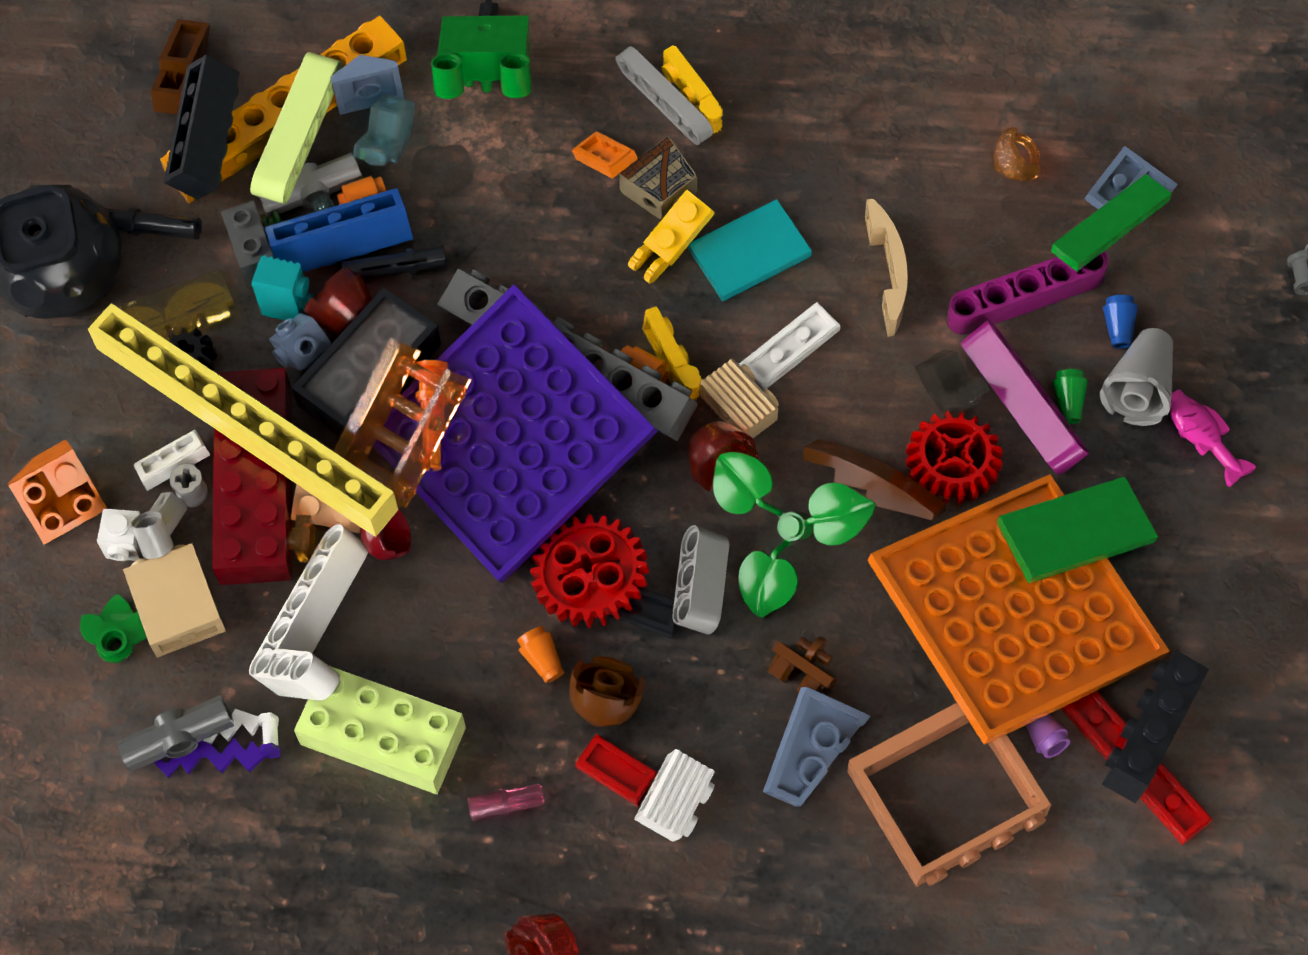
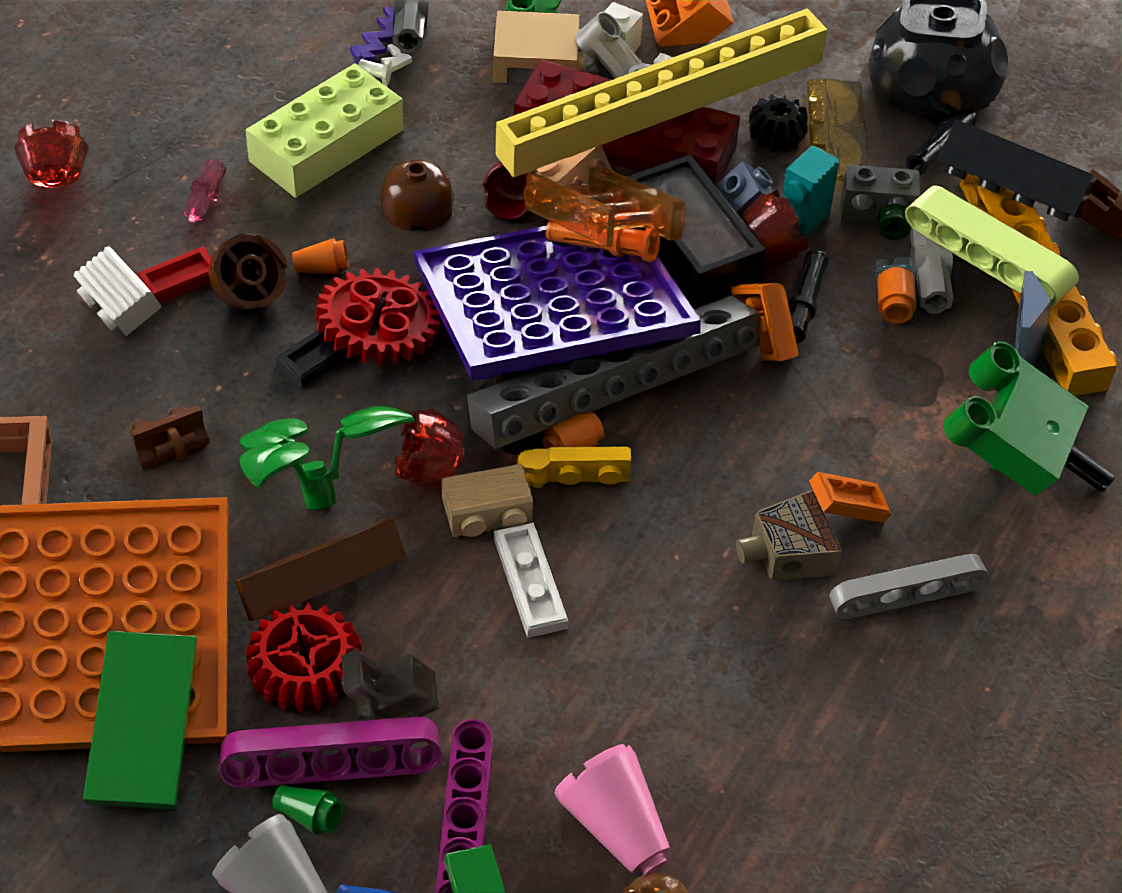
camera: 110 degrees right, 15 degrees down
(286, 655) = (438, 94): white beam -> none
(341, 231) = (855, 255): blue brick -> none
(387, 132) = (960, 333): clear light blue brick -> none
(423, 615) = (417, 195): none -> reddish brown cylinder
(440, 270) = (775, 321): none -> orange brick
(672, 235) = (716, 517): yellow hinge -> none
(679, 71) = (904, 615): yellow hinge -> none
(700, 580) = (309, 387): light grey beam -> none
(749, 250) = (669, 592): teal tile -> none
(811, 742) = (92, 411): sand blue wing -> none
(883, 232) = (573, 711): tan slope -> none
(961, 202) = (617, 809): none -> bright pink cone

